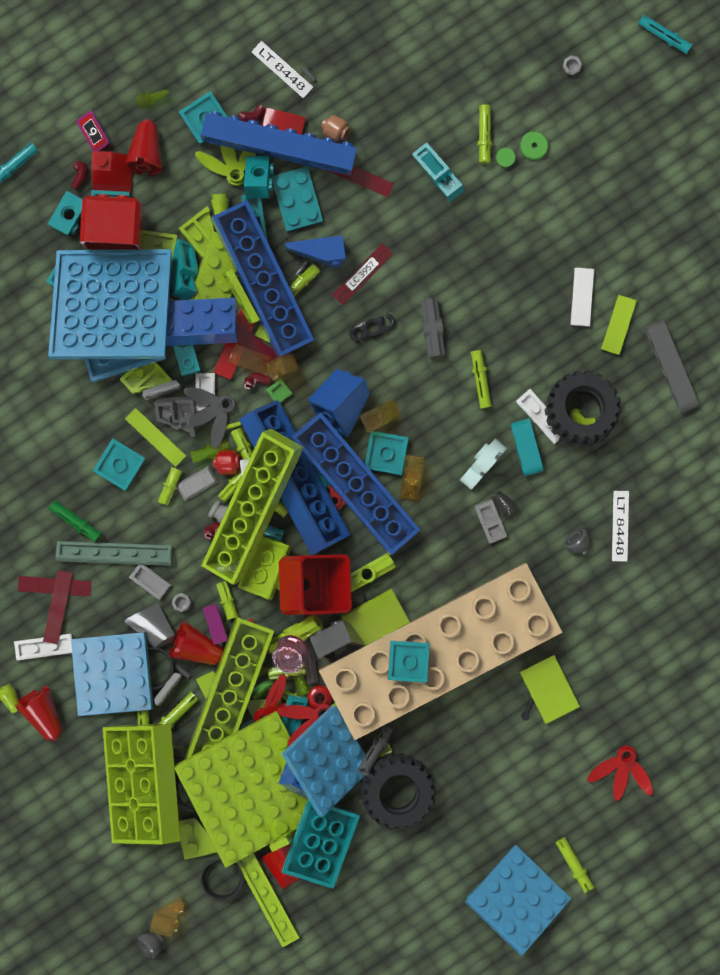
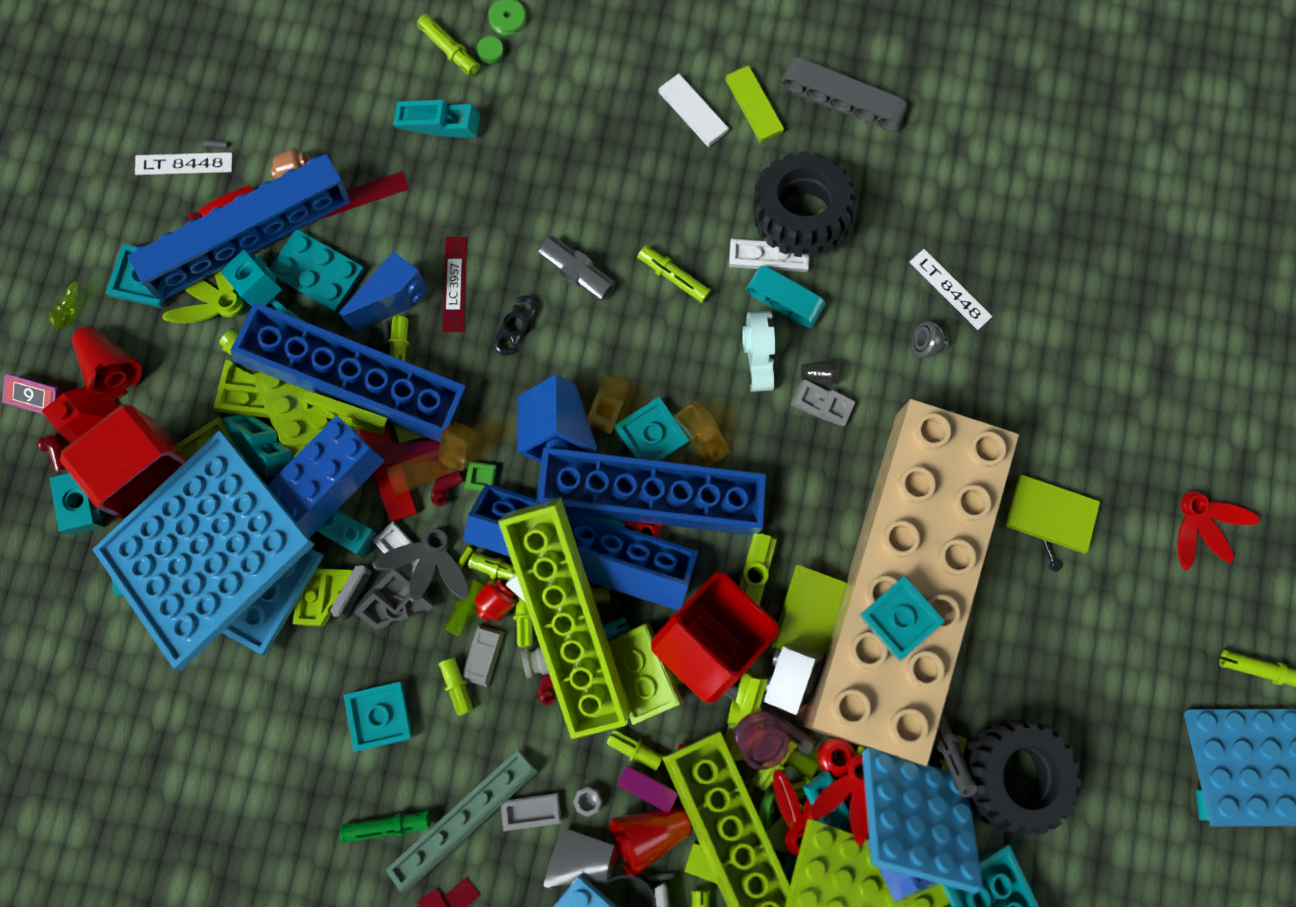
camera: 50 degrees left, 10 degrees down
(155, 437) = (391, 649): lime sticker -> none

